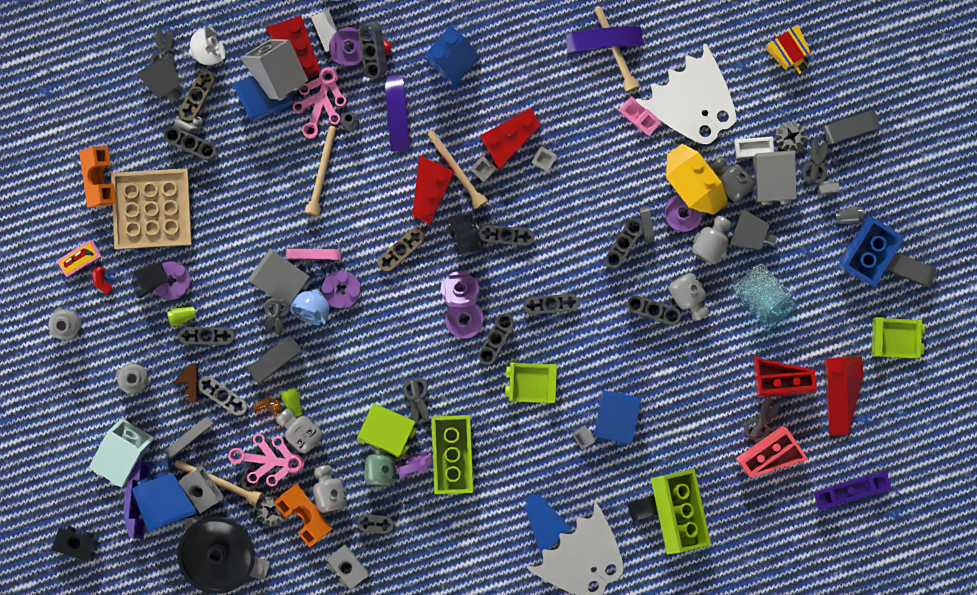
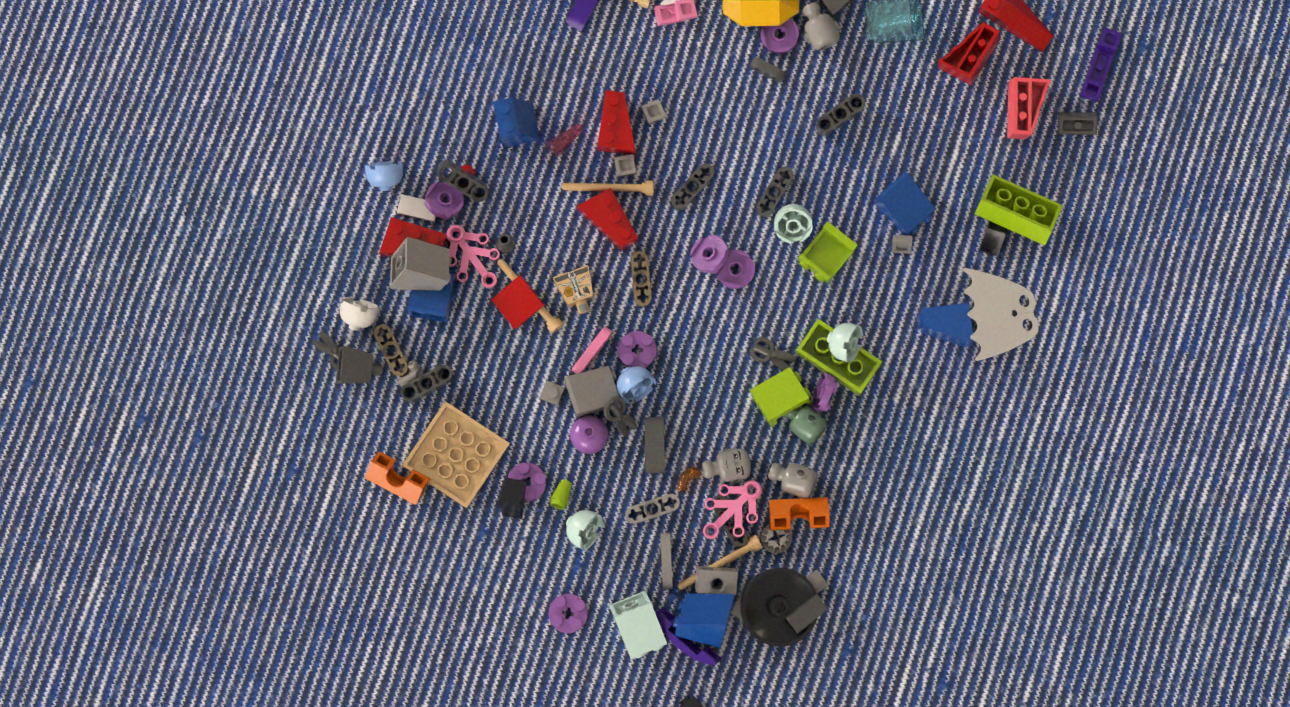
camera: 55 degrees left, 5 degrees down
(64, 324) = (498, 592): light grey piece -> none
(79, 258) = (452, 543): slope -> none
(98, 281) = (482, 541): red arm -> none
(101, 393) = (574, 622): none -> medium lavender plate
(132, 378) = (584, 570): light grey piece -> none
(165, 352) = (582, 528): none -> light aqua cylinder
(190, 376) = (618, 523): reddish brown slope -> none
(192, 330) = (598, 471): dark grey beam -> none
(226, 580) = (806, 613): none -> dark grey slope
(245, 301) = (589, 434): none -> medium lavender cylinder
(256, 247) = (552, 393): none -> light grey plate
(292, 401) = (698, 455): lime cone -> none
(309, 166) = (518, 302): none -> red tile
(354, 204) = (575, 288): none -> torso
(358, 571) = (876, 502): light grey brick -> none
(375, 518) = (852, 464): dark grey beam -> none
(397, 113) = (527, 200): dark purple slope -> none
(463, 104) = (562, 141): none -> clear pink slope
(464, 451) = (844, 341): none -> light aqua cylinder
(466, 234) = (669, 217): black slope -> none
(489, 346) = (770, 246): dark grey beam -> none
(534, 338) = (793, 223): none -> light aqua cylinder
(627, 235) = (769, 90): dark grey beam -> none
(688, 295) = (849, 77): light grey piece -> none
(764, 416) = (991, 90): dark grey piece -> none
(791, 506) = (1077, 123): none -> dark grey slope

